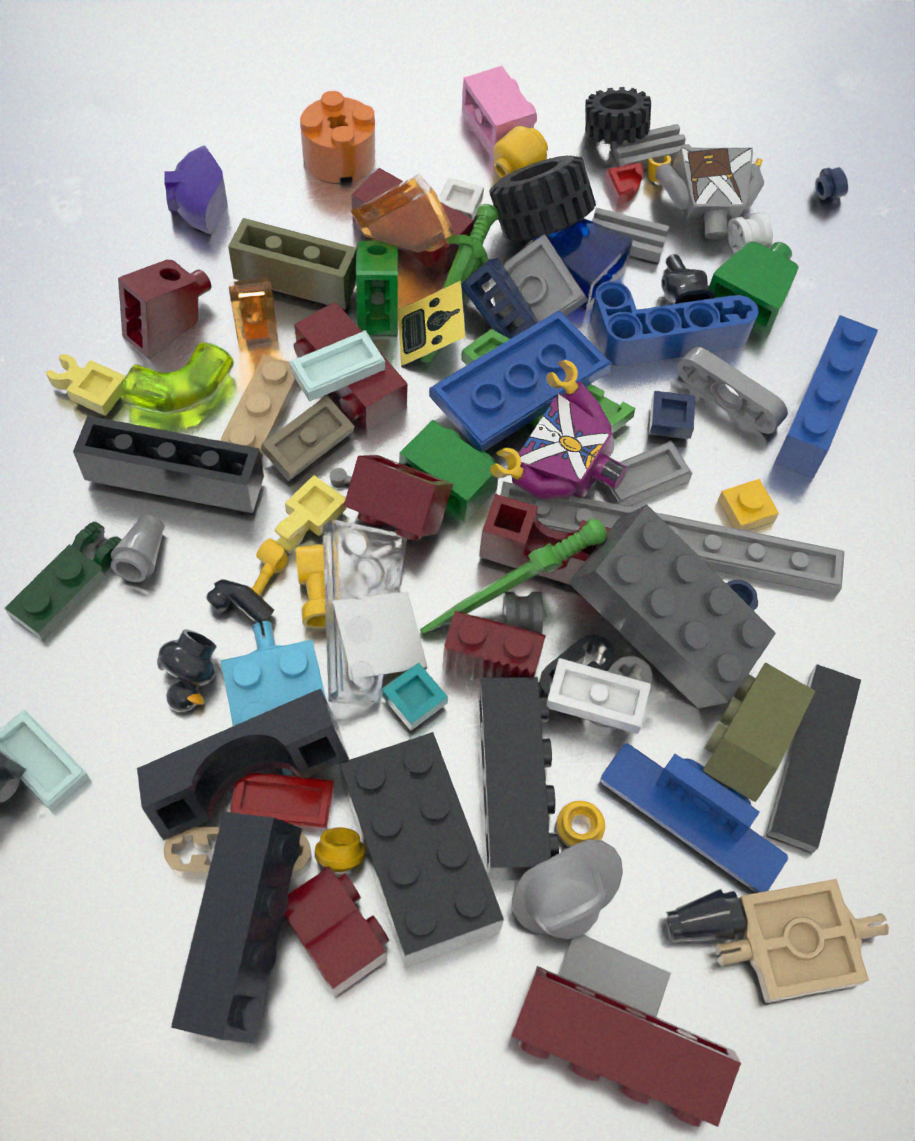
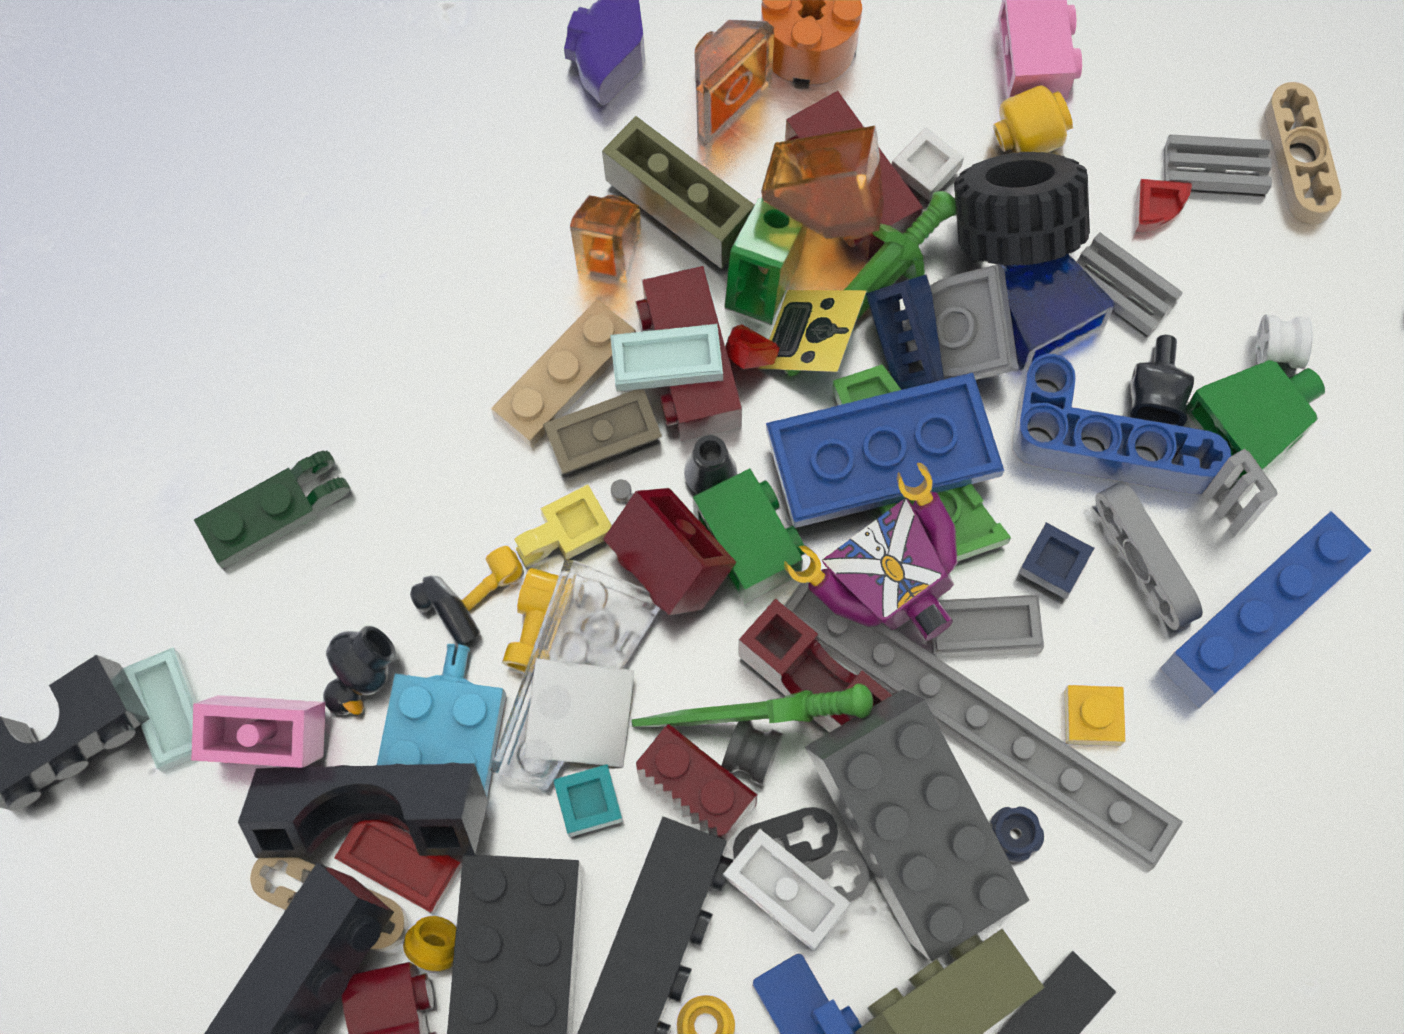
camera: 30 degrees right, 10 degrees up
(88, 386) = (387, 272): light yellow plate -> none
(125, 739) = (258, 731): none -> bright pink brick
(138, 549) = (359, 503): light grey cone -> none
(160, 304) = (501, 194): torso -> none
(169, 463) = (431, 412): black brick -> none
(179, 389) = (484, 314): clear neon green cylinder -> none
(296, 179) = (730, 72): none -> clear orange slope
(394, 347) = (750, 348): none -> red tile
(397, 429) = (709, 464): none -> black cone
(618, 115) = (1186, 125): black tyre -> none
(685, 108) = (1297, 174): none -> tan beam
(710, 184) = (1265, 254): light grey torso -> none
(766, 343) = (1230, 500): none -> light grey tile

